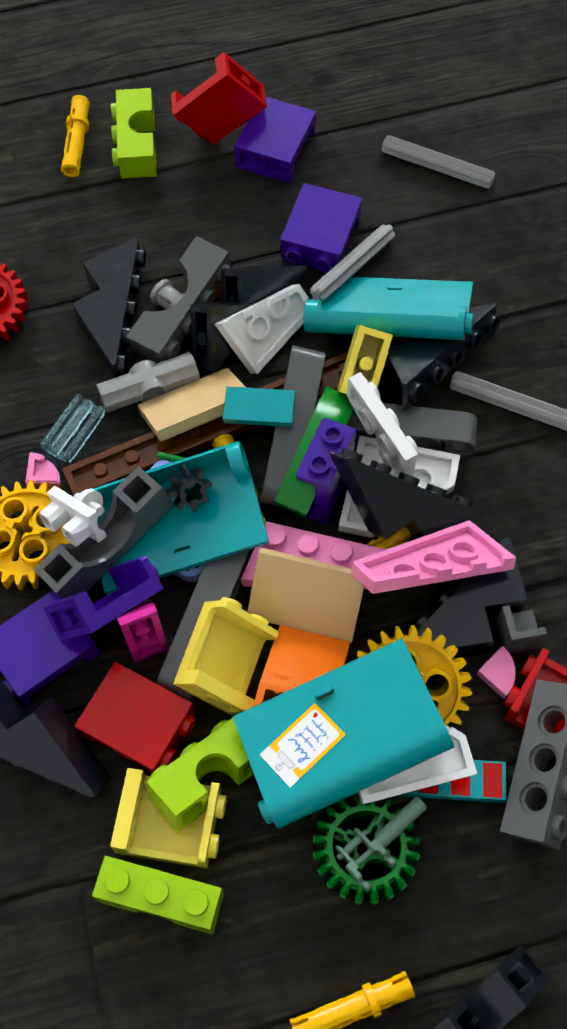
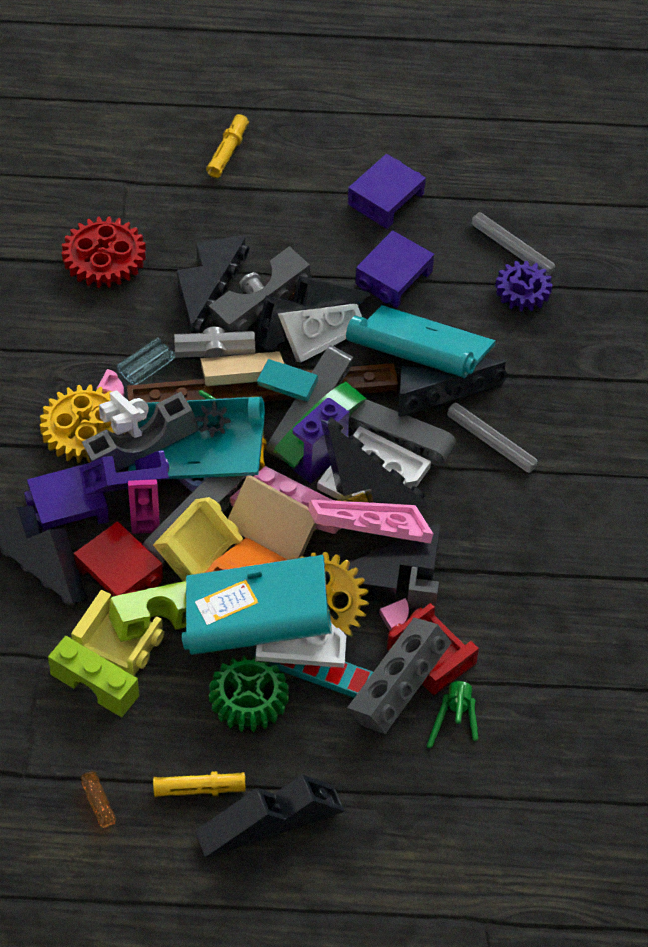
camera: 15 degrees right, 10 degrees down
(134, 149) = (270, 170): lime arch -> none
(221, 101) = (349, 150): red panel -> none
(352, 263) = (408, 301): light grey axle -> none
(365, 355) = (379, 372): light yellow brick -> none
(375, 418) = (376, 435): white wing -> none
(381, 840) = (256, 684): sand green piece -> none
(472, 206) = (521, 285): none -> dark purple gear

